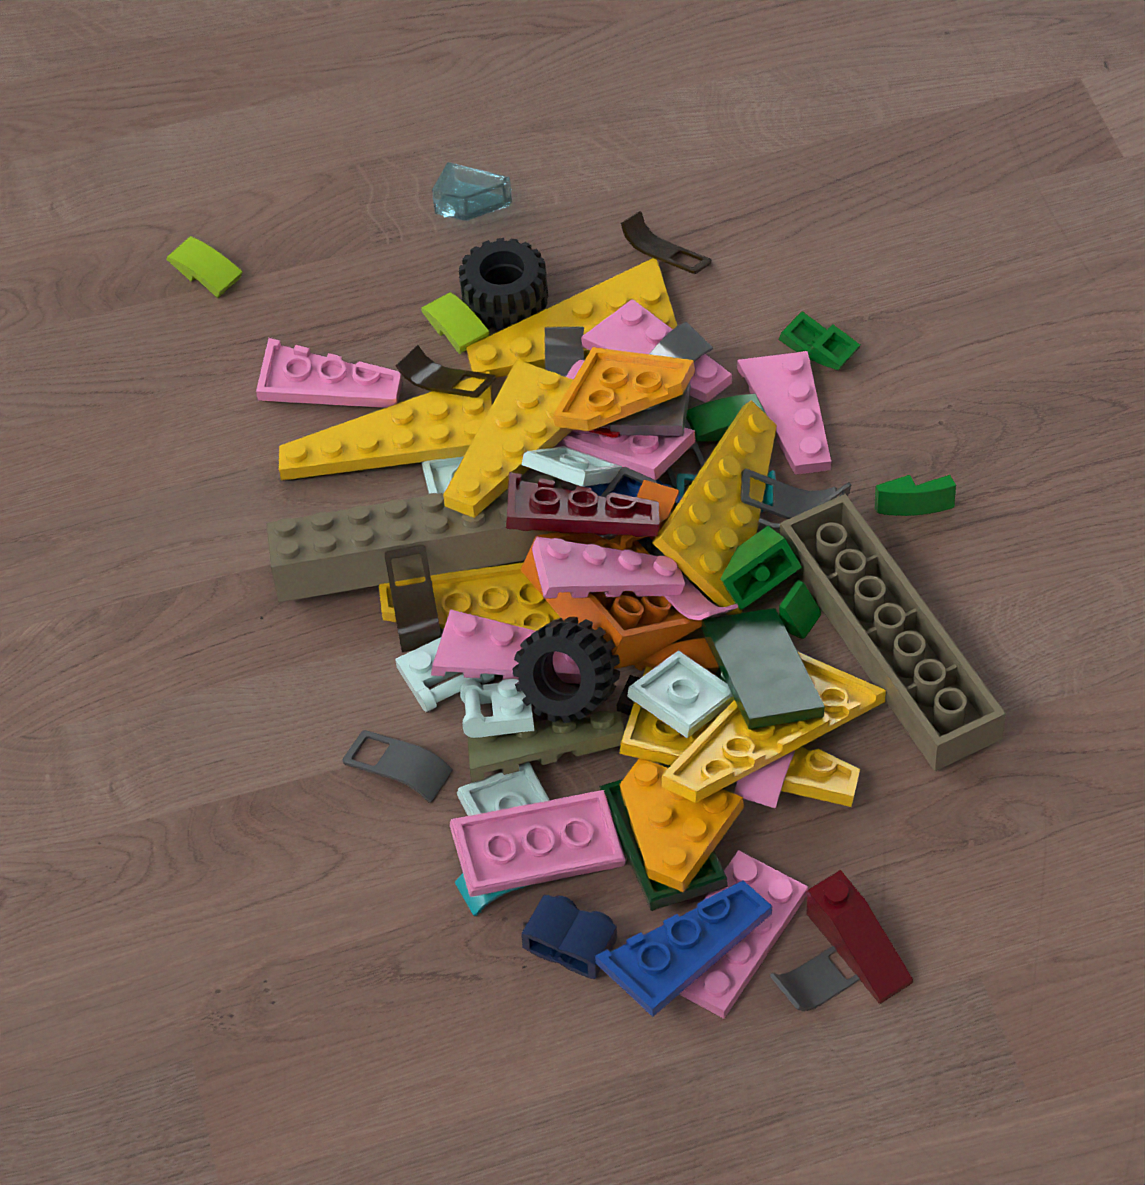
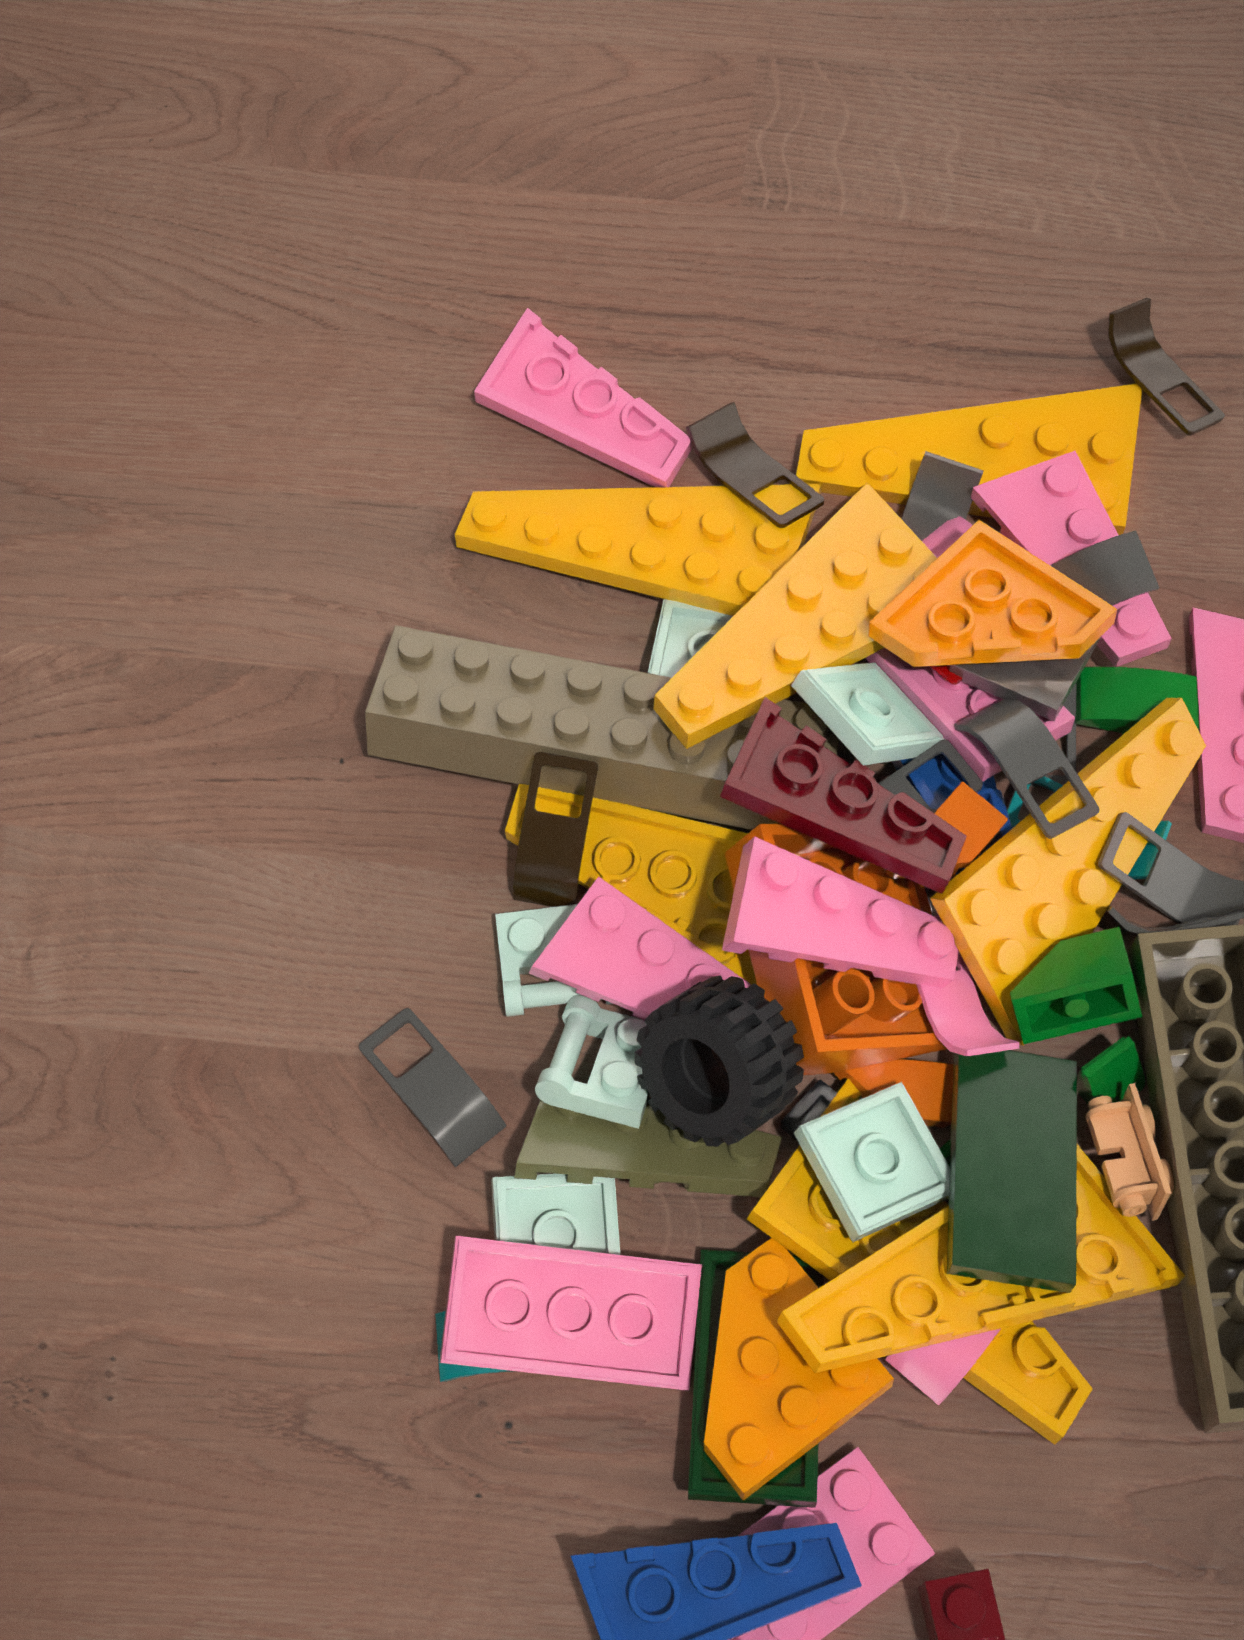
camera: 20 degrees right, 15 degrees up
(205, 264) = (488, 150): lime slope -> none
(456, 321) = (805, 381): lime slope -> none
(469, 192) = (911, 170): clear light blue slope -> none
(507, 264) = (903, 311): black tyre -> none
(568, 935) = (558, 1485): dark blue brick -> none
(677, 451) = (1025, 755): none -> dark grey piece
(837, 647) = (1139, 1174): none -> light nougat hinge

